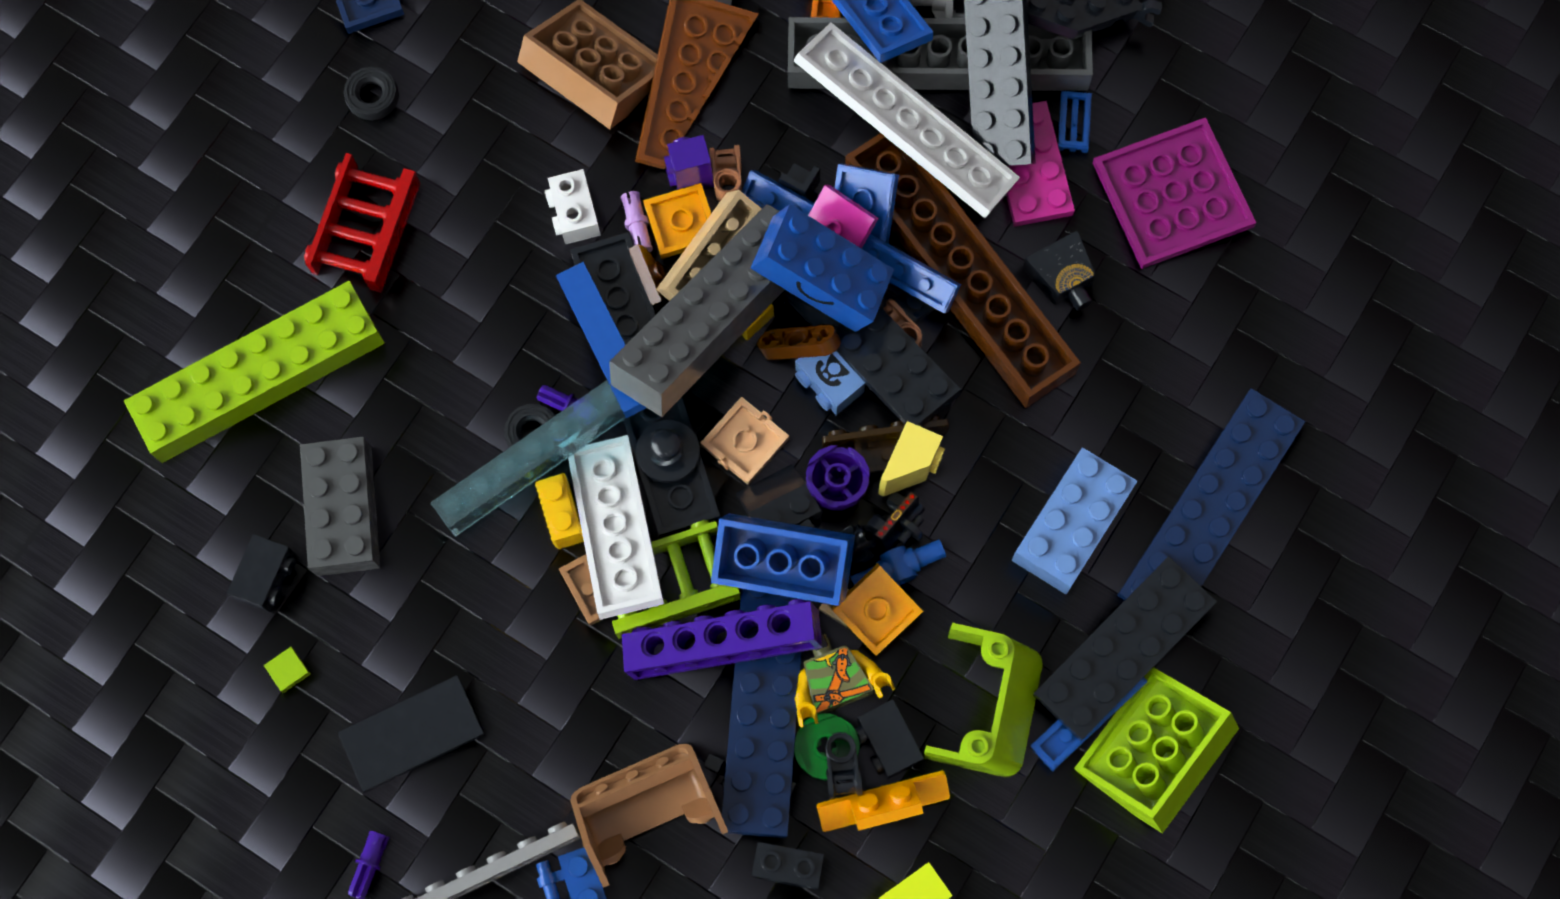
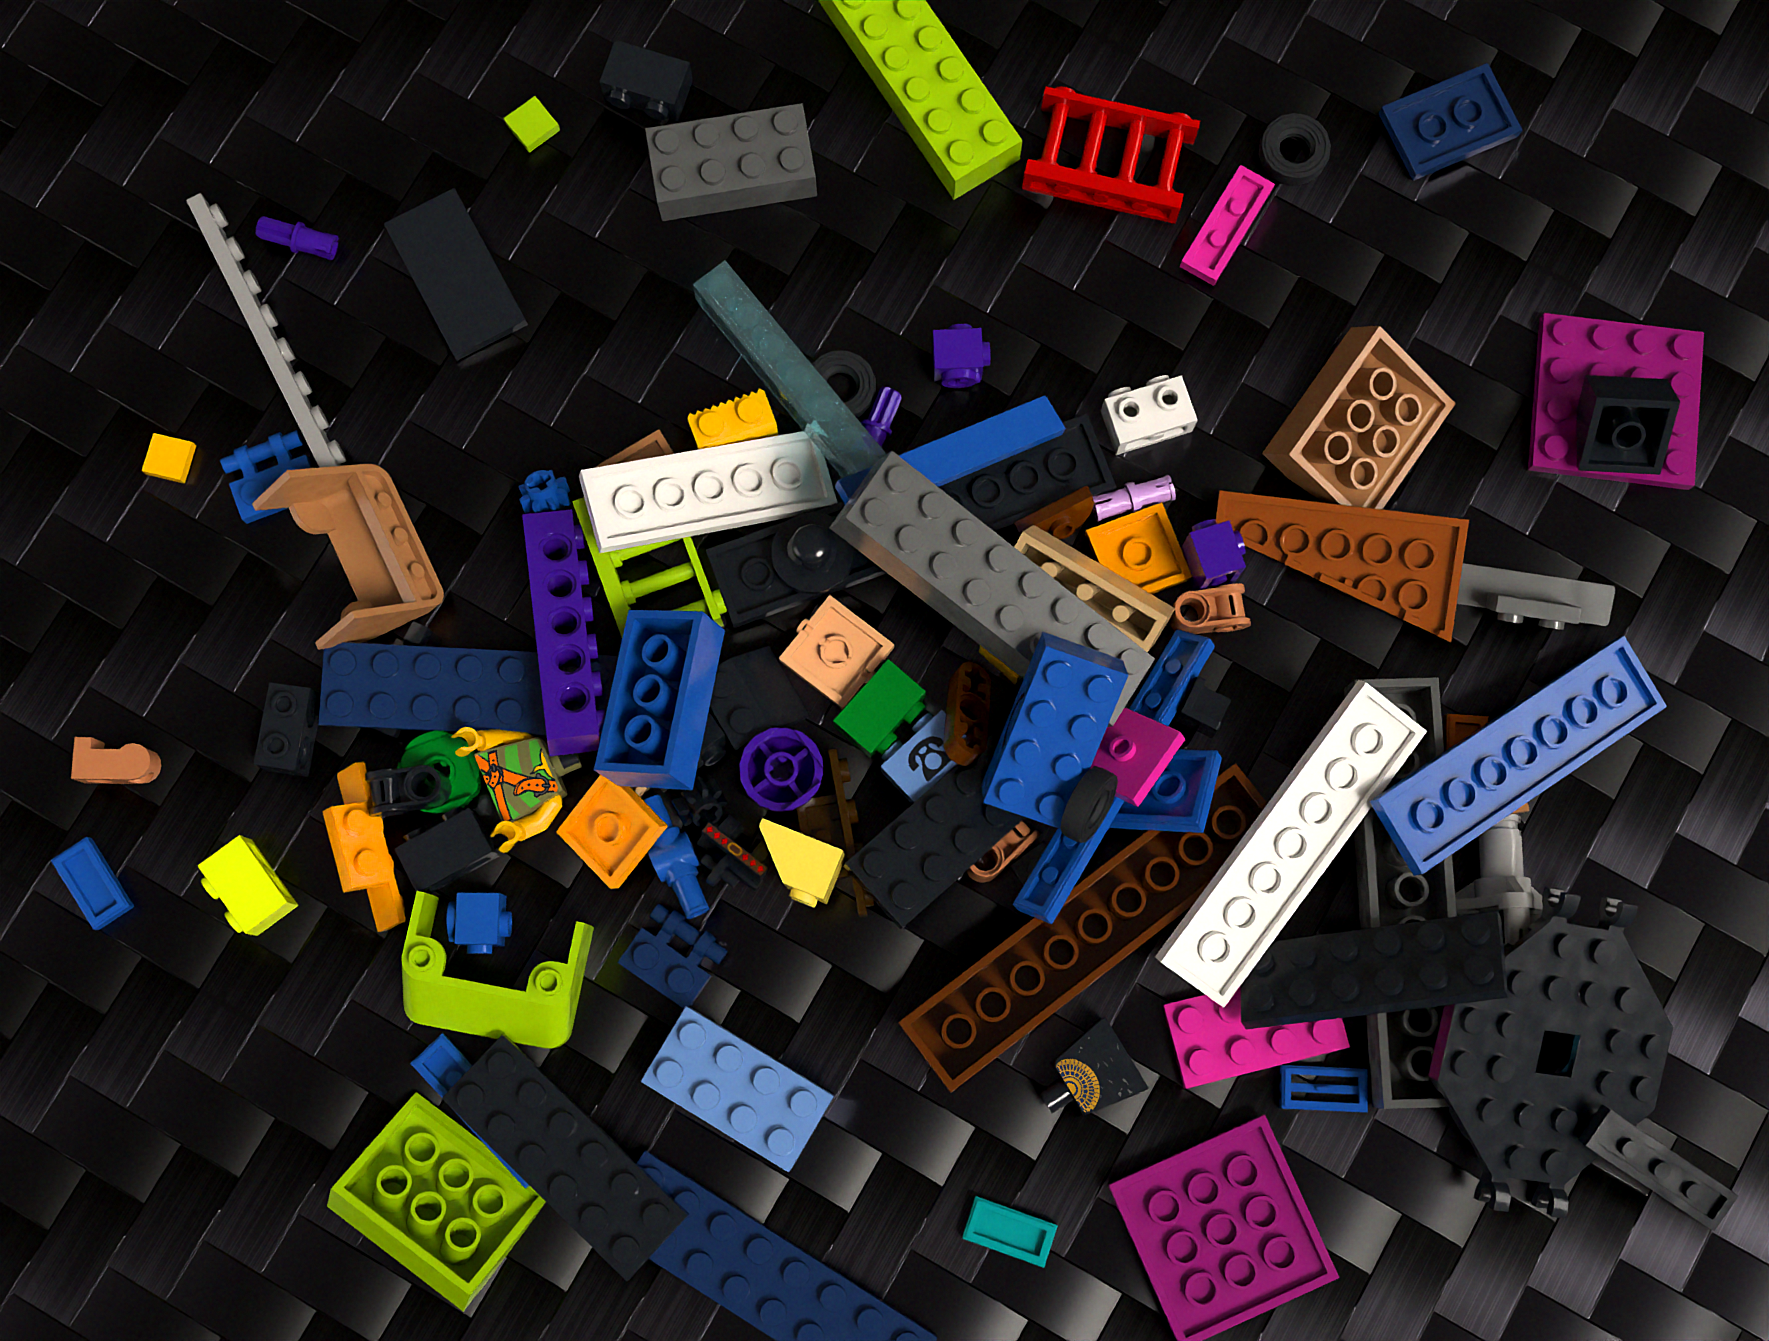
camera: 85 degrees right, 5 degrees up
(428, 143) = (1227, 225): none -> dark pink plate
(516, 340) = (959, 355): none -> dark purple brick
(605, 659) = (544, 492): none -> blue gear
(792, 408) = (880, 710): none -> green brick
(877, 247) = (1089, 804): none -> black tyre
(945, 715) = (479, 921): none -> blue brick
(982, 576) = (663, 966): none -> dark blue plate
(1175, 337) = (1009, 1231): none -> teal tile

